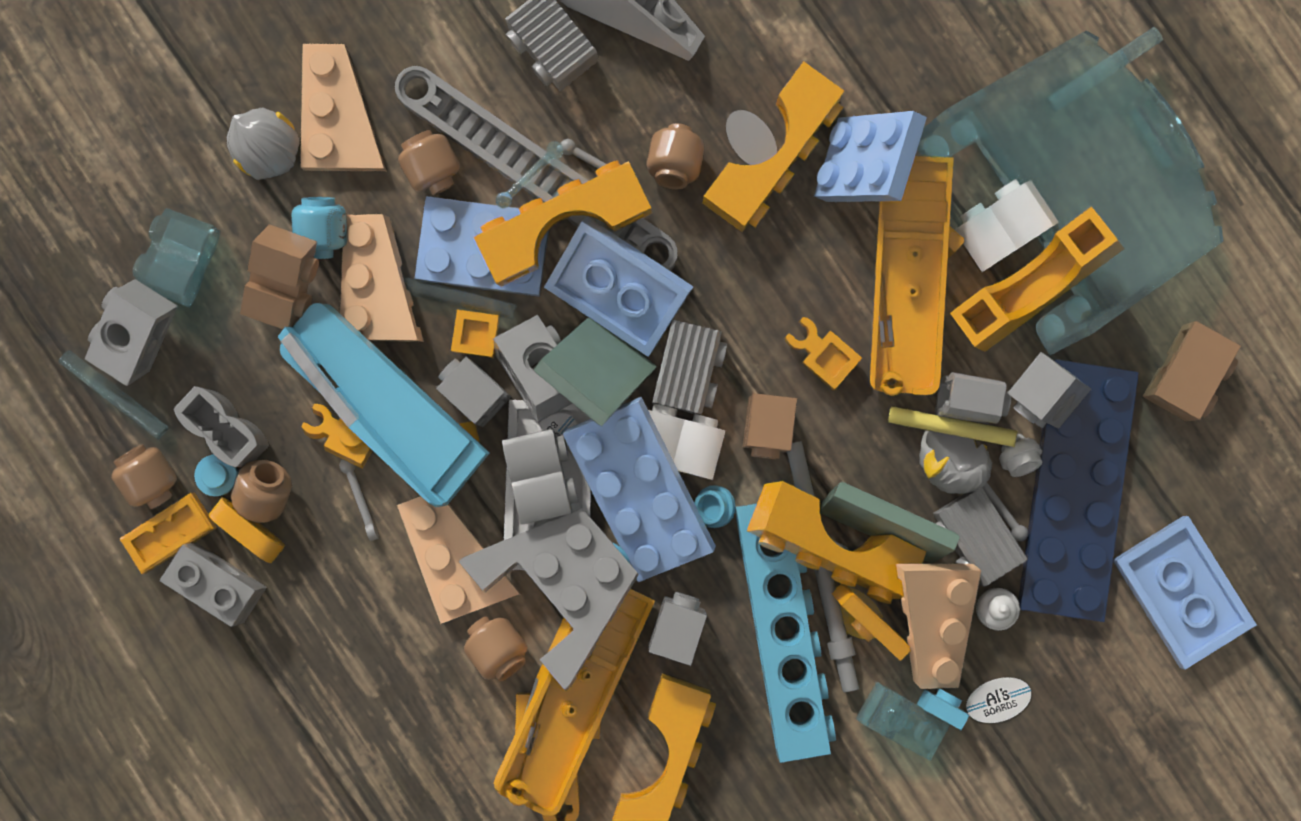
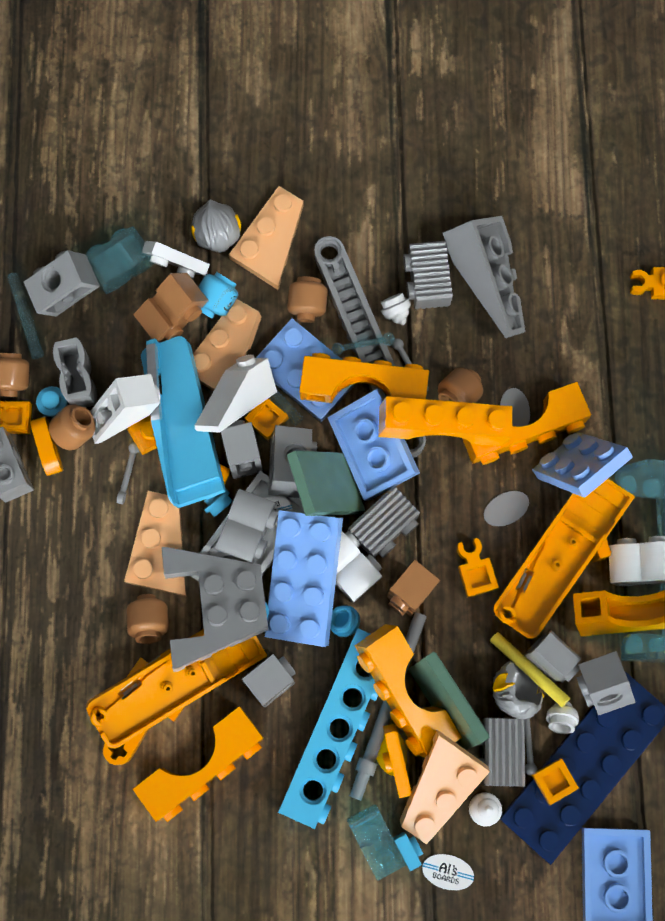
camera: 30 degrees right, 10 degrees down
(227, 222) = (163, 255): none -> white plate
(305, 429) = (123, 405): none -> white slope
(425, 331) = (237, 393): none -> white slope
(488, 470) = (217, 503): none -> medium azure plate
(538, 105) = (396, 308): none -> white plate
(685, 208) = (423, 417): none -> light orange arch
(812, 259) = (506, 508): none -> light grey sticker
(1056, 532) = (555, 781): none -> light orange plate

